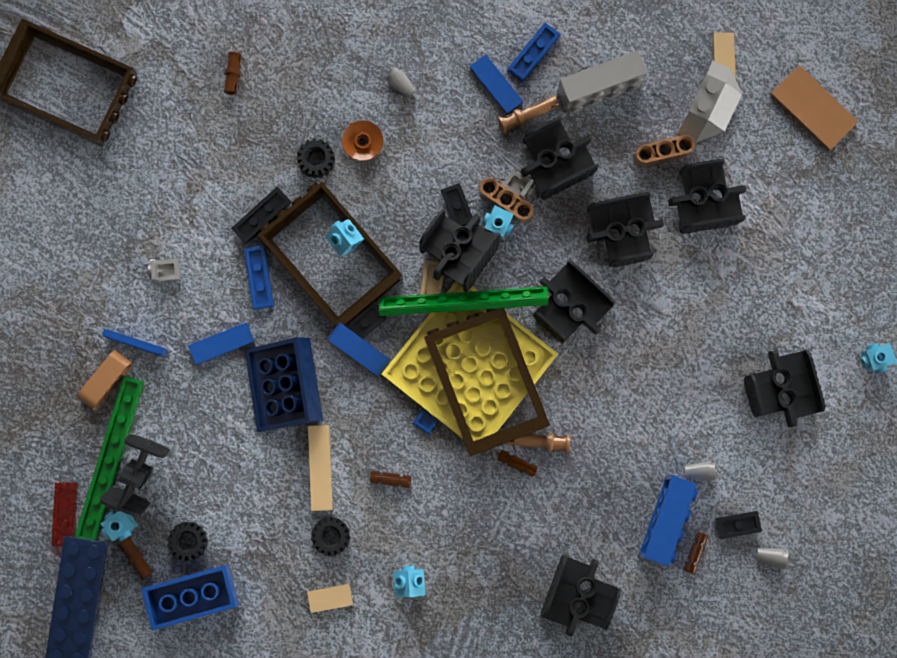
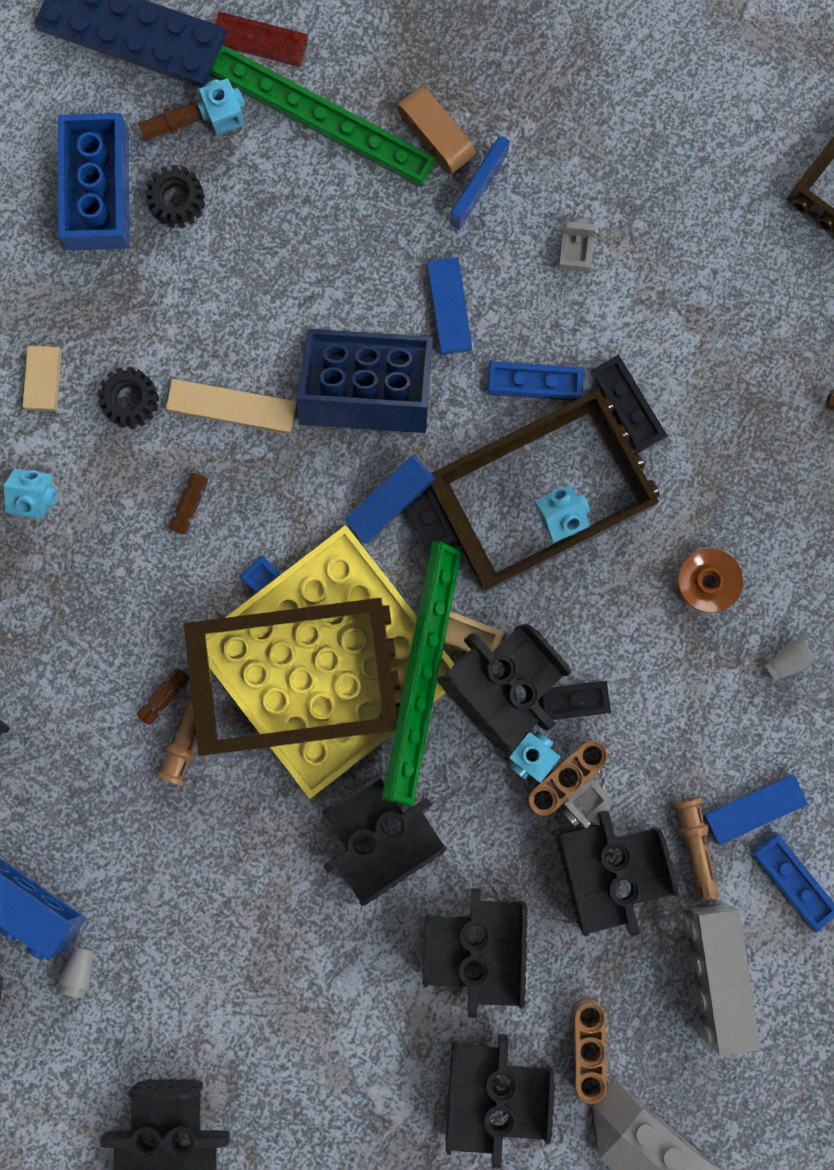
camera: 110 degrees right, 0 degrees up
(134, 476) = (255, 117): black piece -> none
(310, 147) = (703, 485): black tyre -> none

